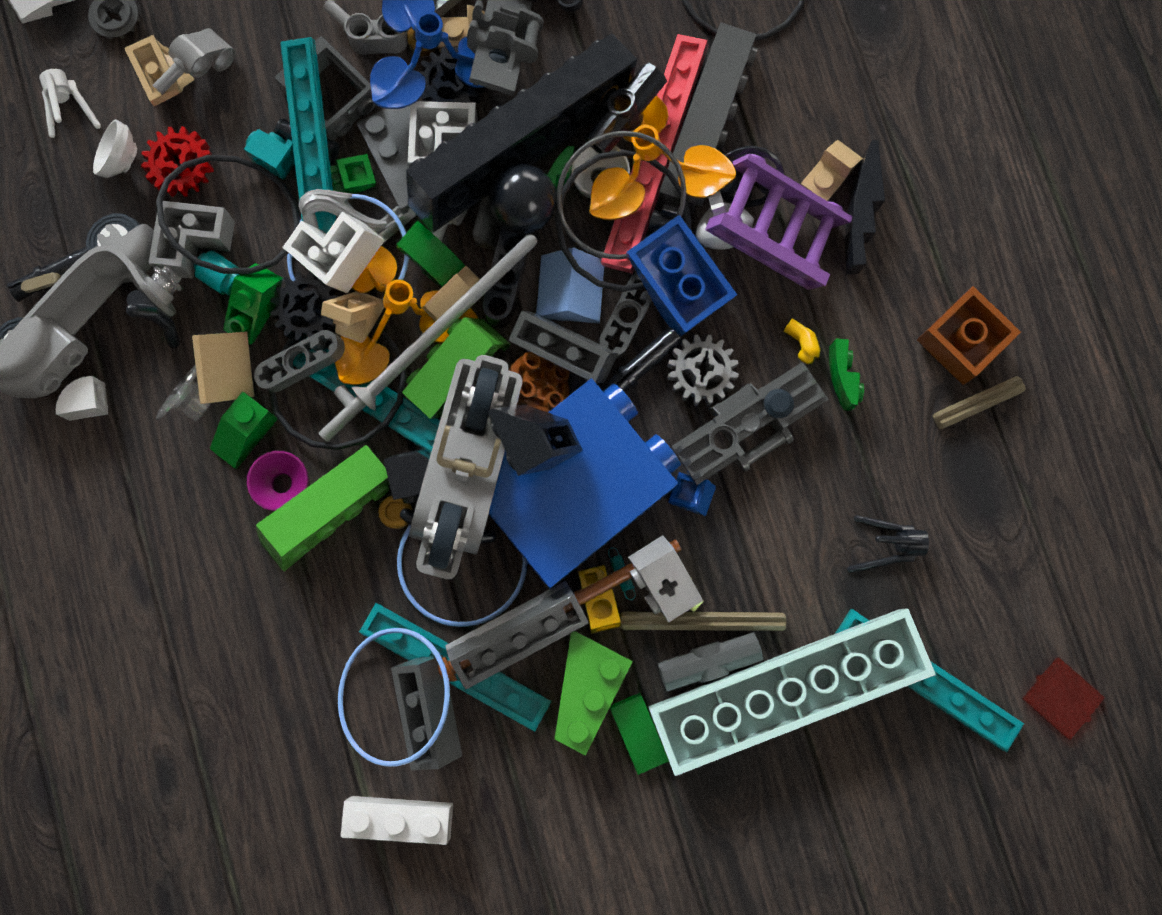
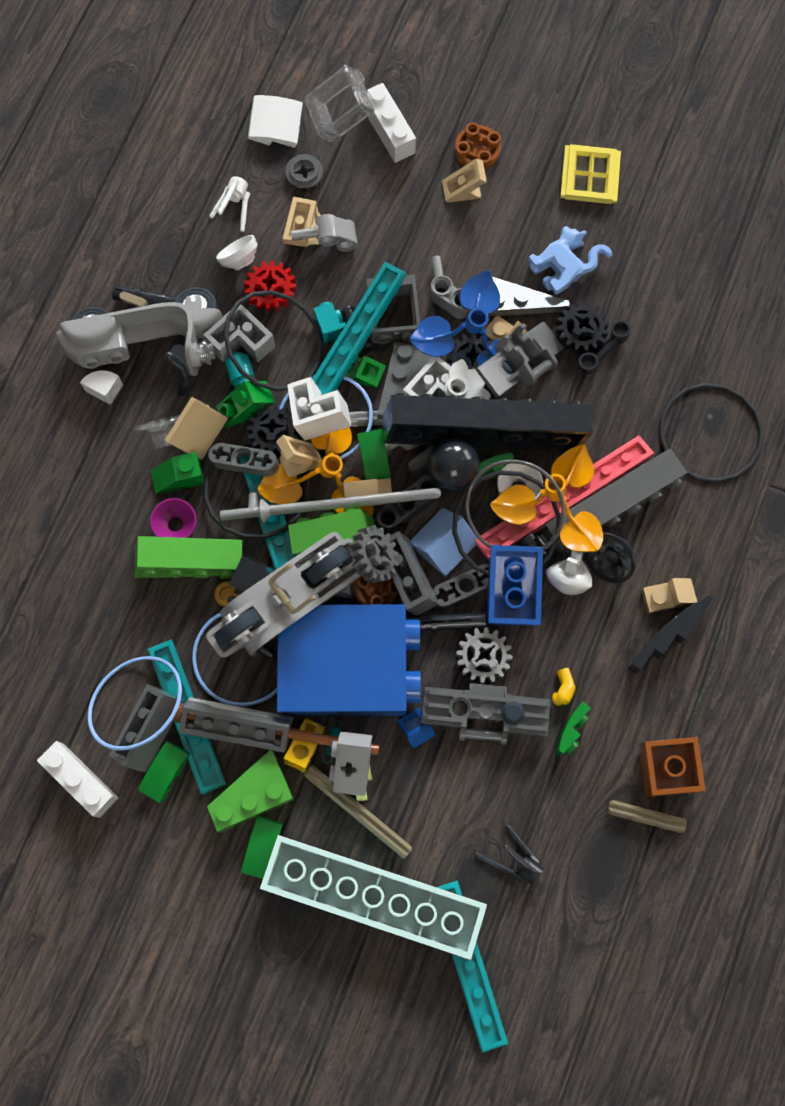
camera: 40 degrees right, 5 degrees down
(334, 203) = (340, 382): light grey piece -> none
(466, 103) = (466, 380): none -> white plate
(479, 740) = (163, 771): none -> green slope
(518, 351) = (374, 554): none -> dark grey gear
(533, 437) = (337, 612): black slope -> none
(627, 107) = (564, 457): black piece -> none
(710, 661) = (341, 839): dark grey piece -> none
(755, 240) = (579, 601): medium lavender fence -> none
(1063, 698) = (548, 1050): clear red piece -> none

